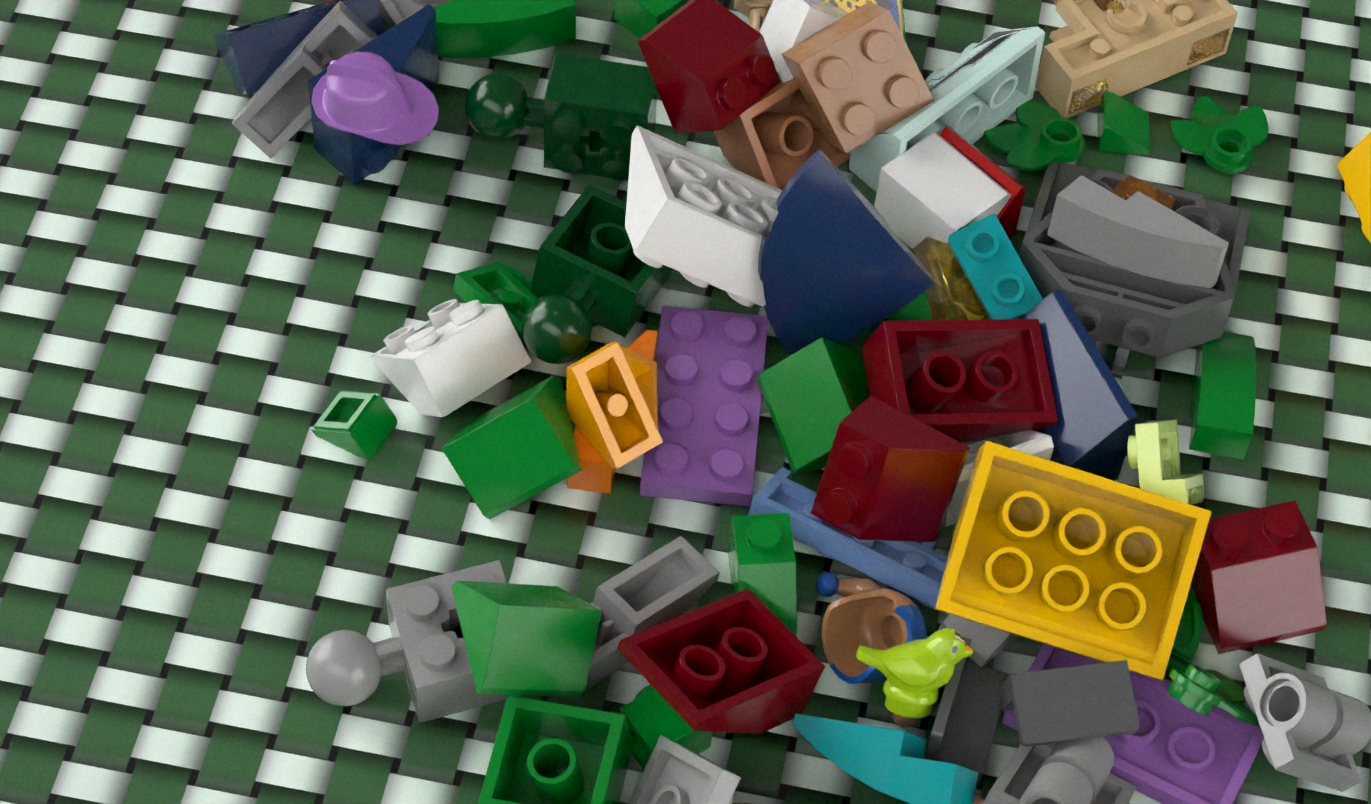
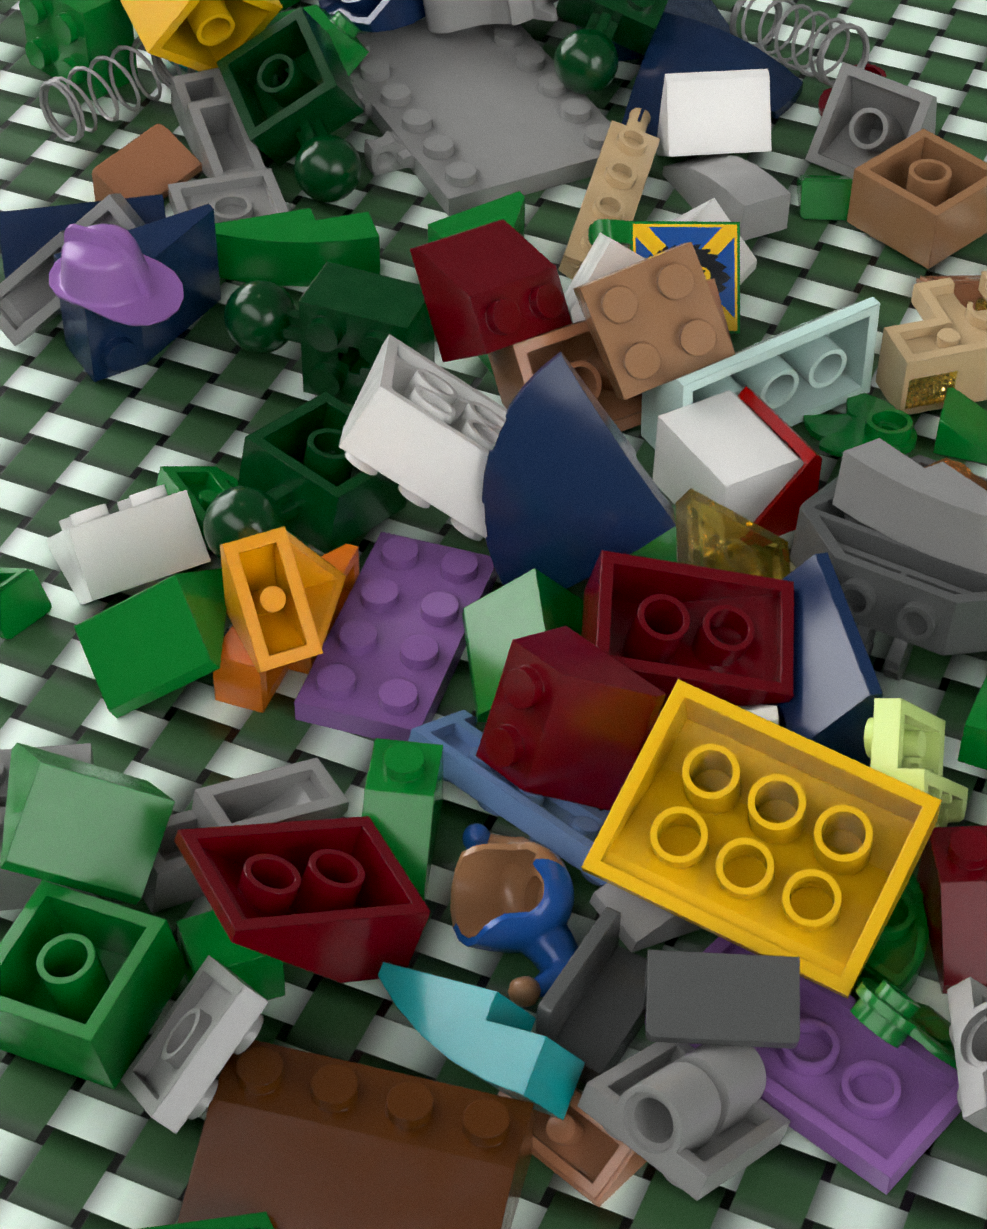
camera: 15 degrees right, 10 degrees down
(917, 670) = (540, 933): lime animal -> none
(994, 269) = (757, 525): teal bracket -> none

